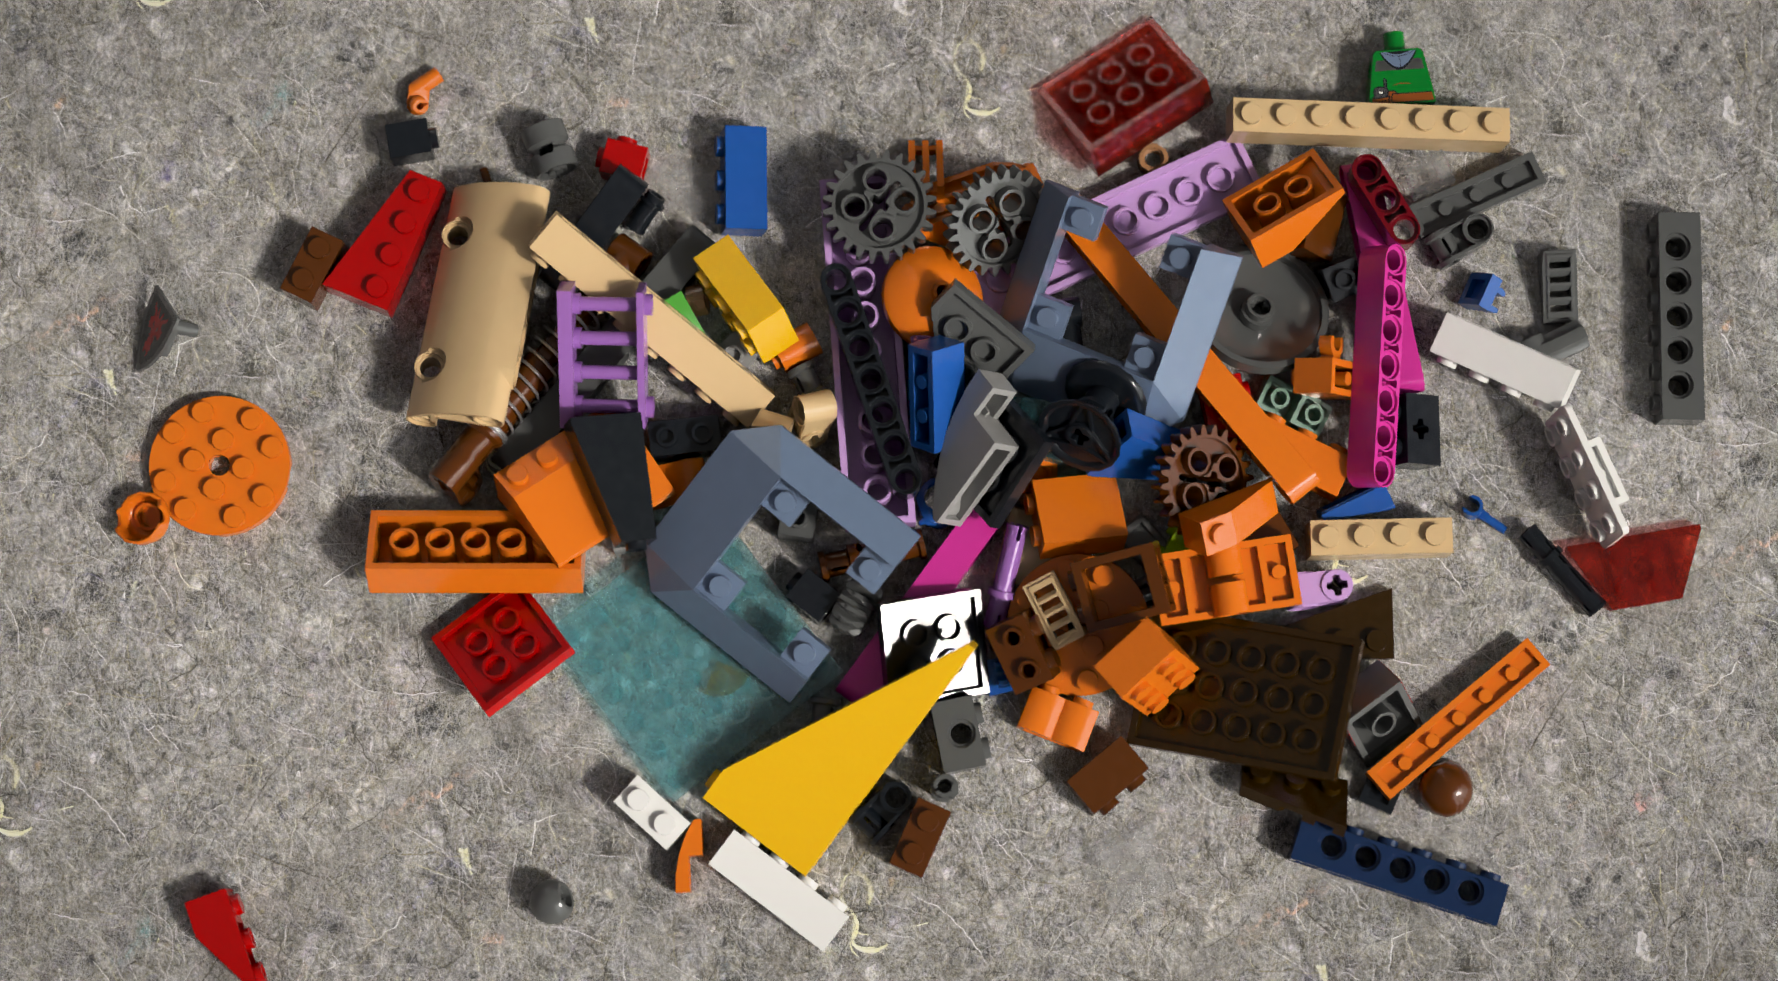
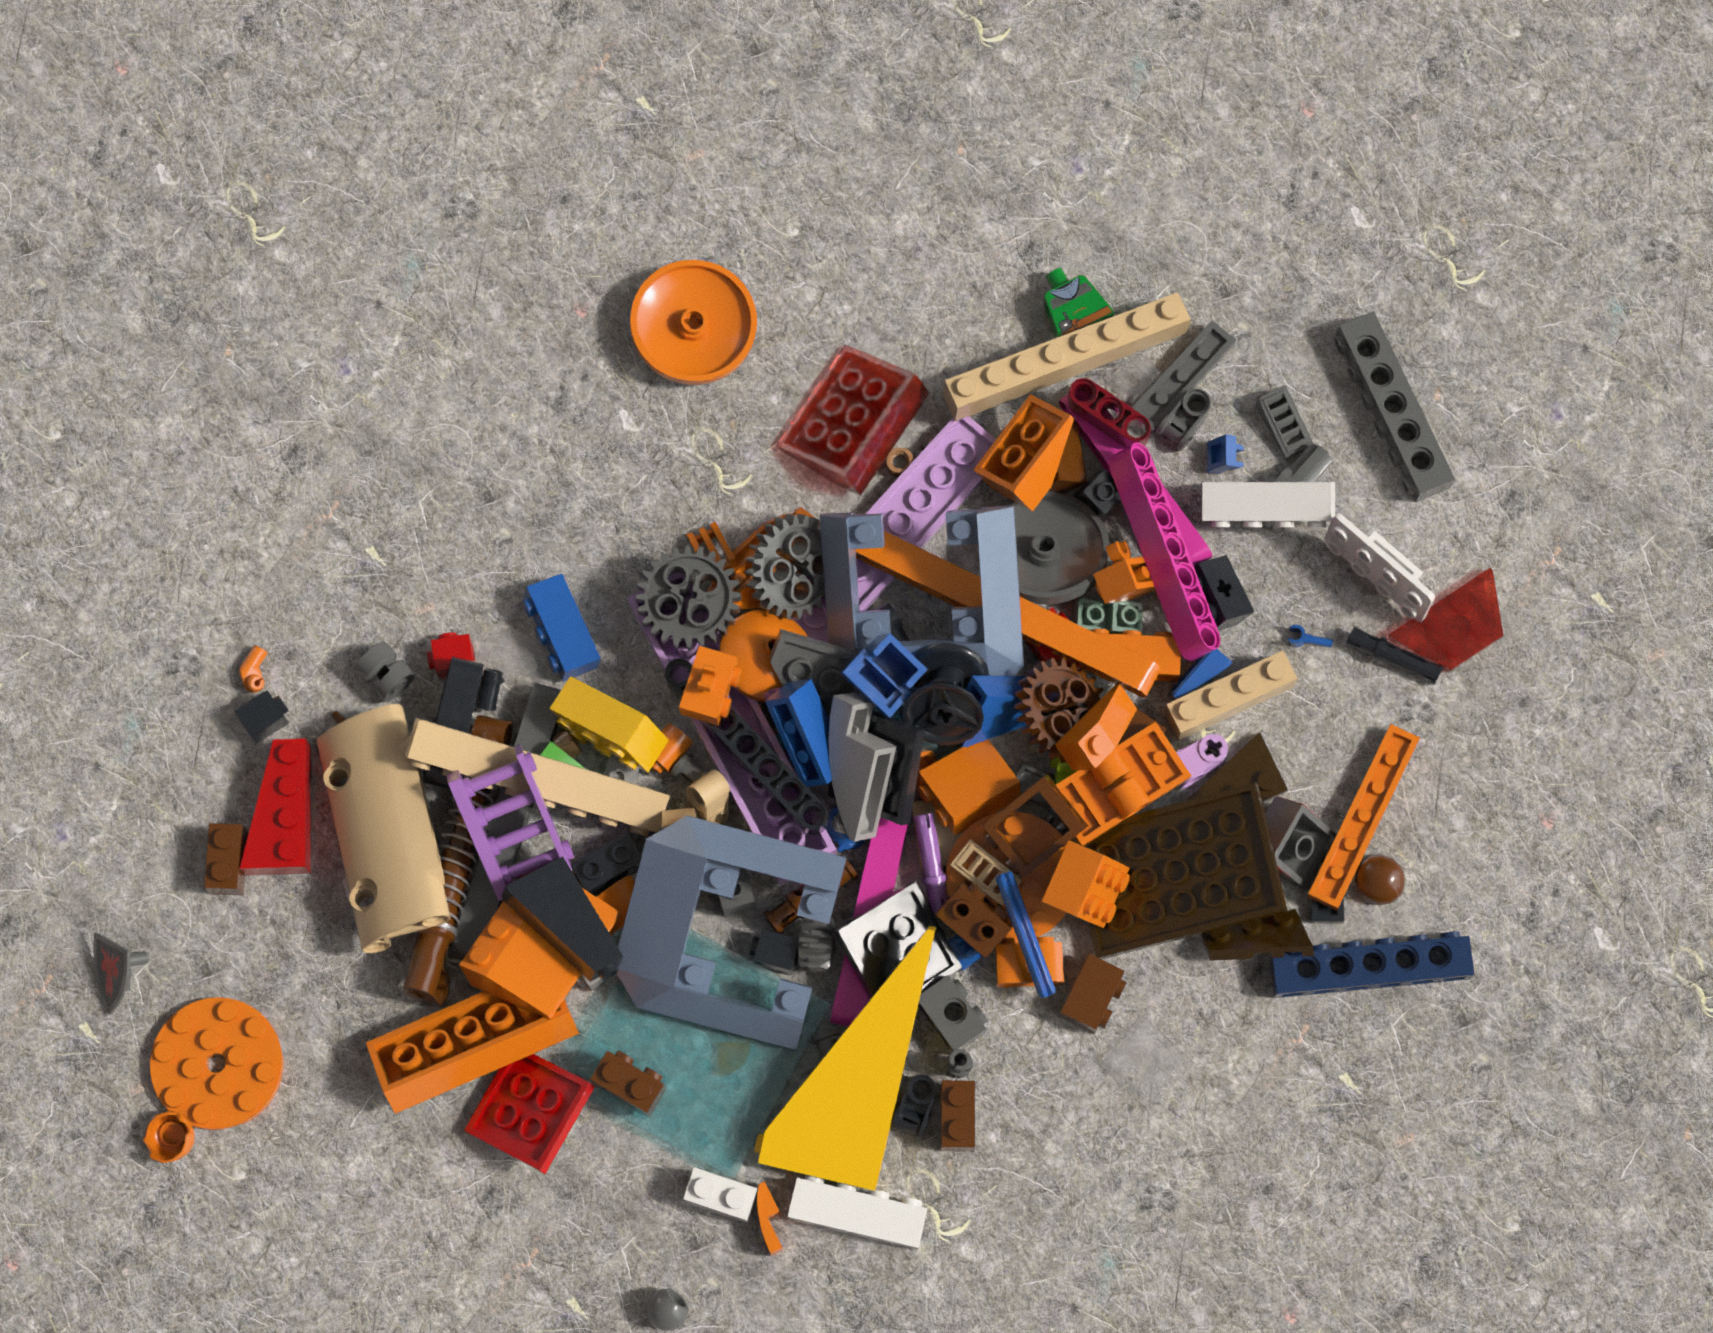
camera: 20 degrees left, 5 degrees down
(610, 666) = (627, 1083): none -> reddish brown brick
(860, 305) = (709, 686): none -> orange brick
(1038, 368) = (884, 673): none -> blue plate
(1065, 689) = (1025, 934): none -> blue axle

